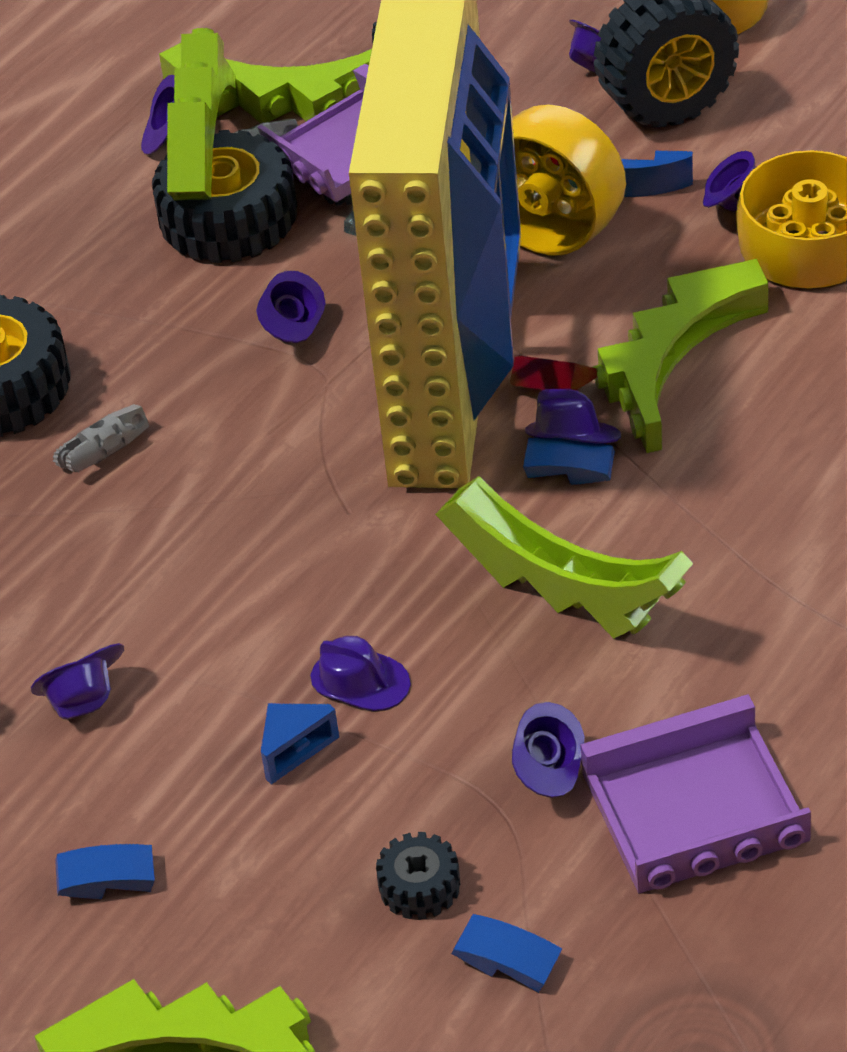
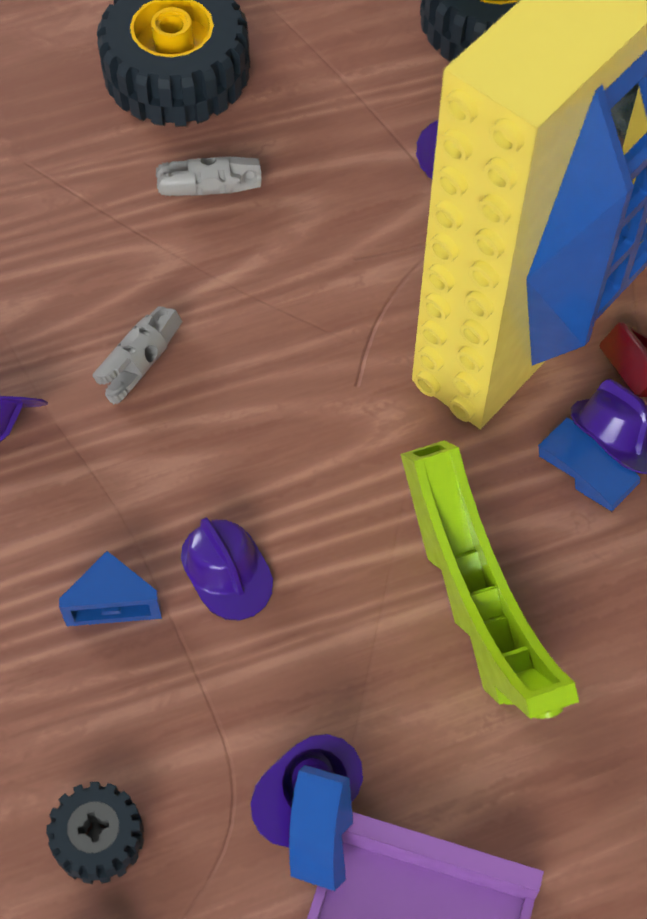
camera: 30 degrees right, 15 degrees up
(161, 583) = (137, 353): none -> light grey hinge
(577, 760) = (317, 822): none -> blue slope

